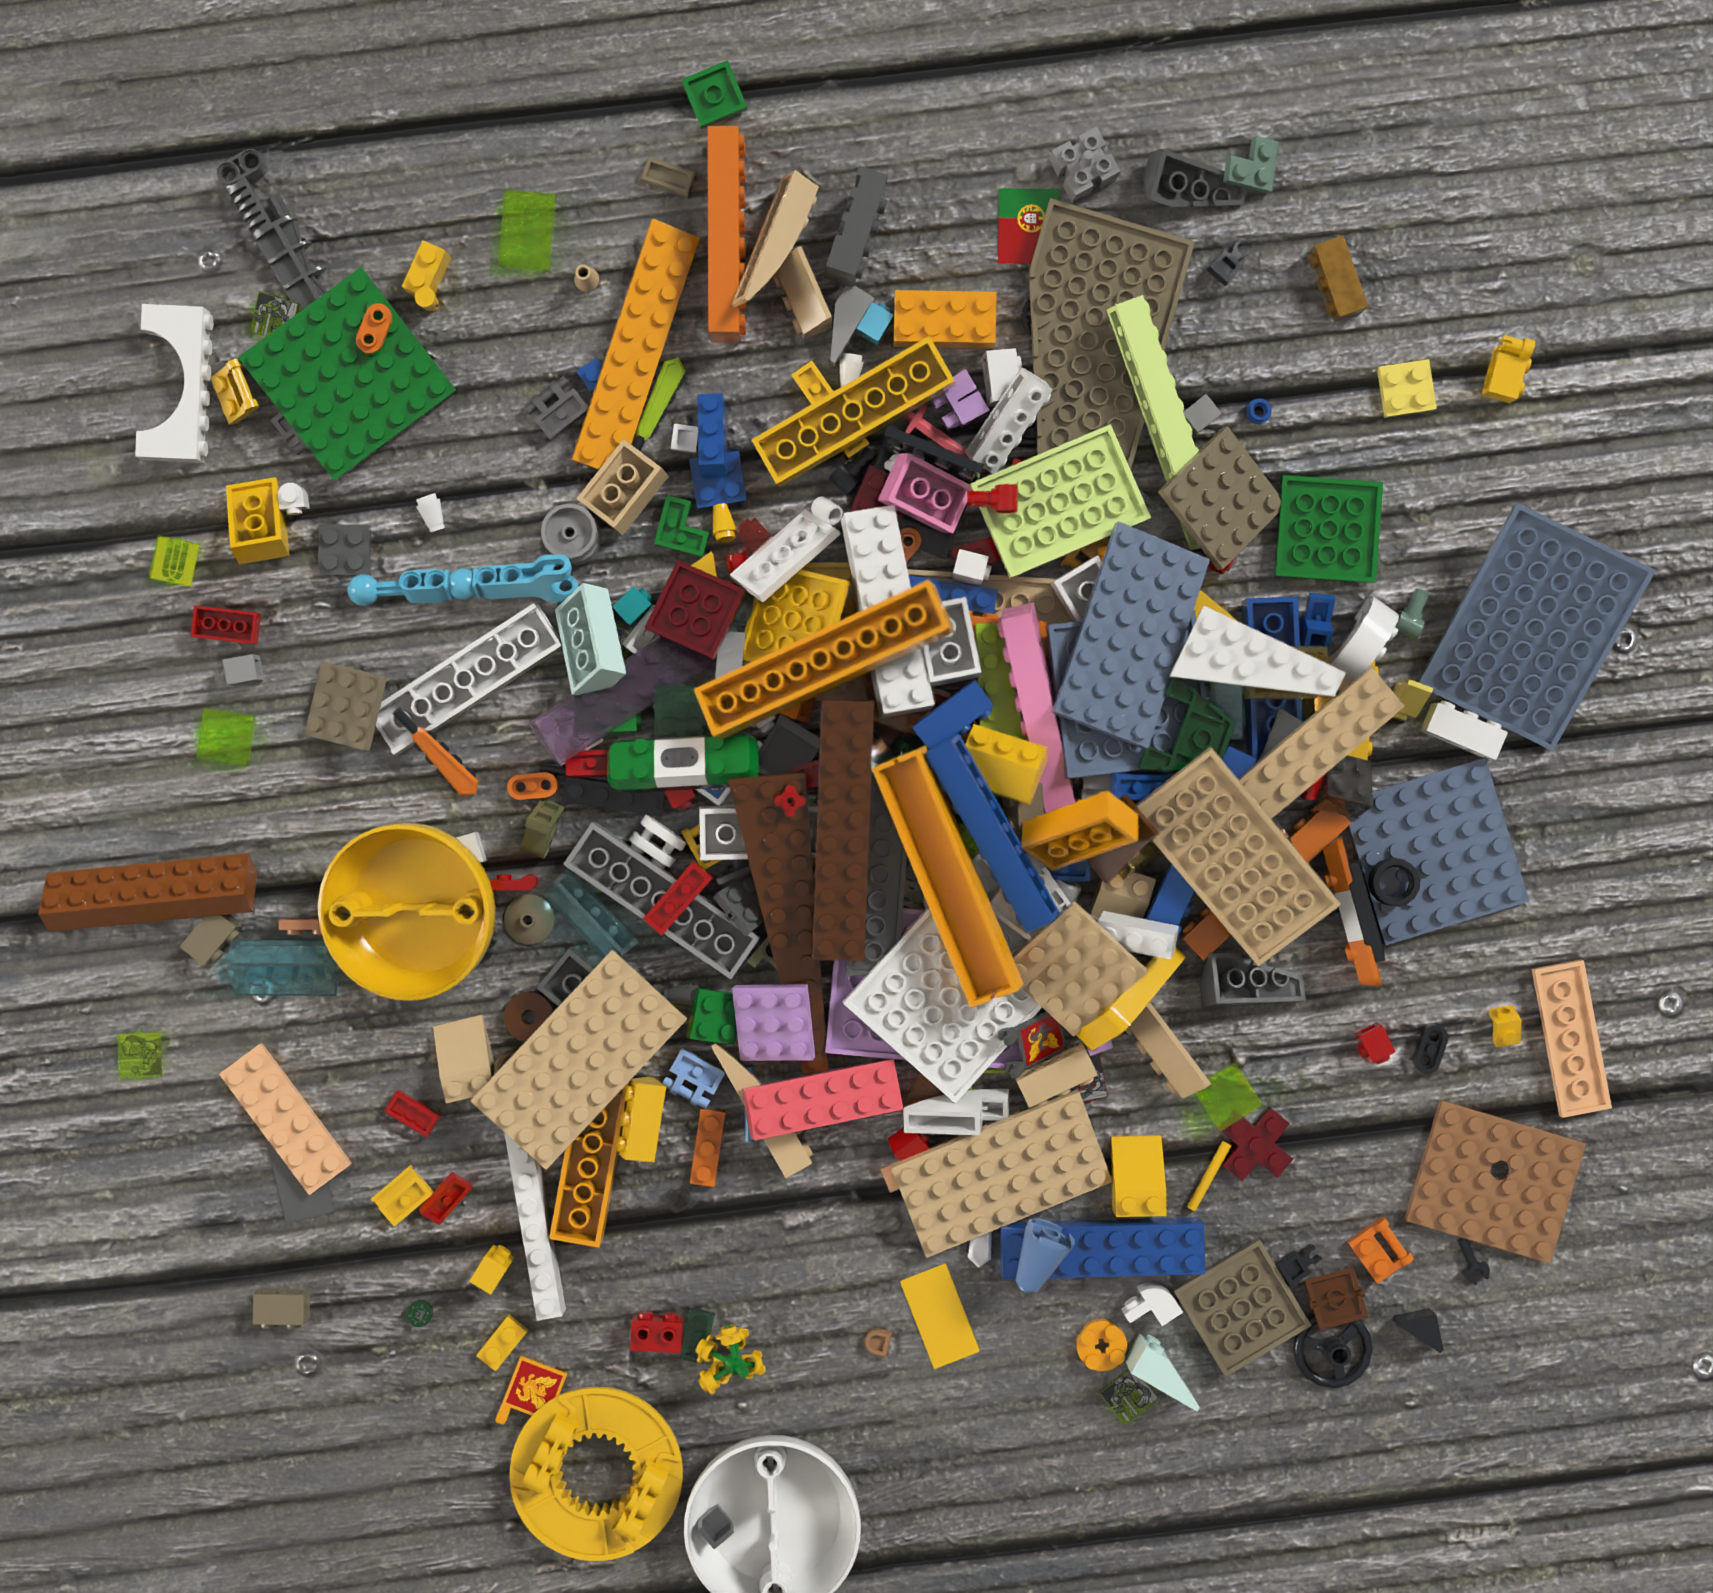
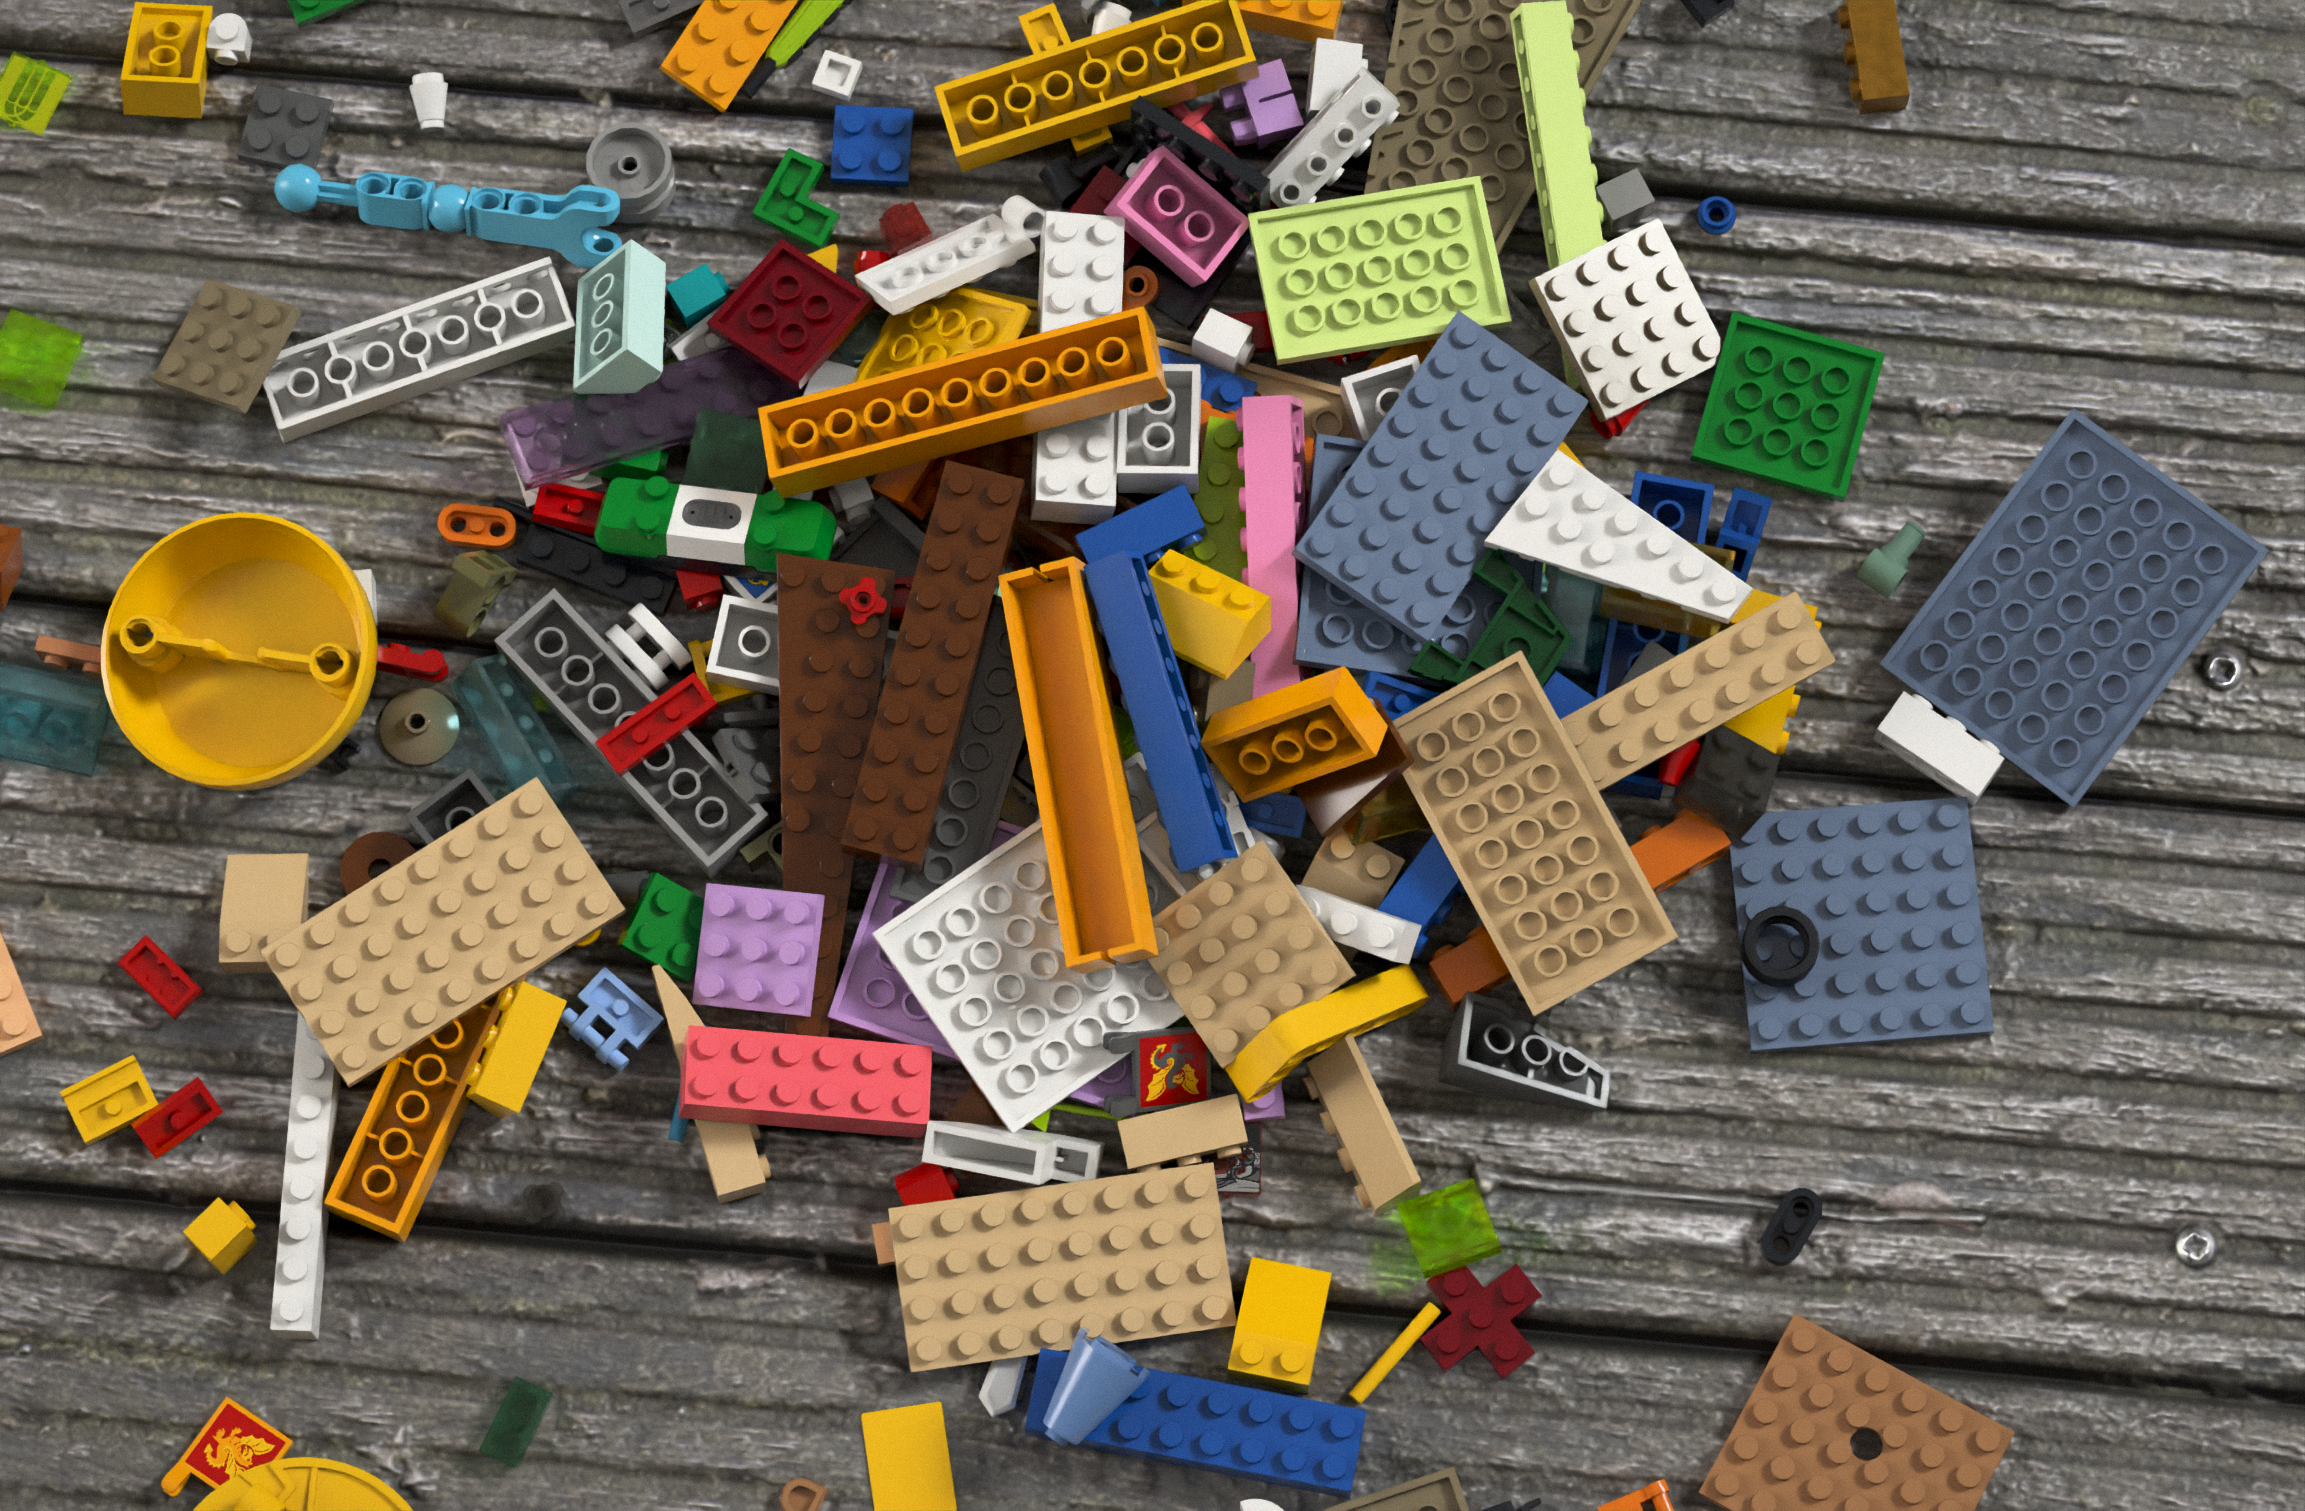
camera: 15 degrees right, 15 degrees down
(225, 625) = (79, 197): red piece -> none
(242, 670) = (85, 265): light grey brick -> none
(419, 1313) = (86, 1292): dark green tile -> none
(449, 766) = (357, 468): orange sword -> none
(502, 1342) = (203, 1368): yellow plate -> none
(623, 487) = (726, 122): tan slope -> none
(657, 1334) = (452, 1401): red brick -> none
(707, 1147) = (607, 1133): orange plate -> none
(712, 435) = (878, 74): blue brick -> none
(723, 524) = (863, 209): yellow cone -> none
(723, 1367) = (564, 1461): yellow plant -> none
(1001, 498) = (1288, 241): red pin -> none
(1356, 911) = (1711, 980): piece -> none
(1366, 641) = (1804, 563): white brick -> none
(1374, 1043) = (1701, 1198): red brick -> none
(1406, 388) = (1951, 230): light yellow plate -> none
(1413, 697) = (1858, 677): light yellow slope -> none
(1505, 1026) = (1919, 1218): yellow bracket -> none
(1507, 369) = (2108, 231): yellow hinge -> none
(1571, 1038) = (2021, 1260): light nougat plate -> none

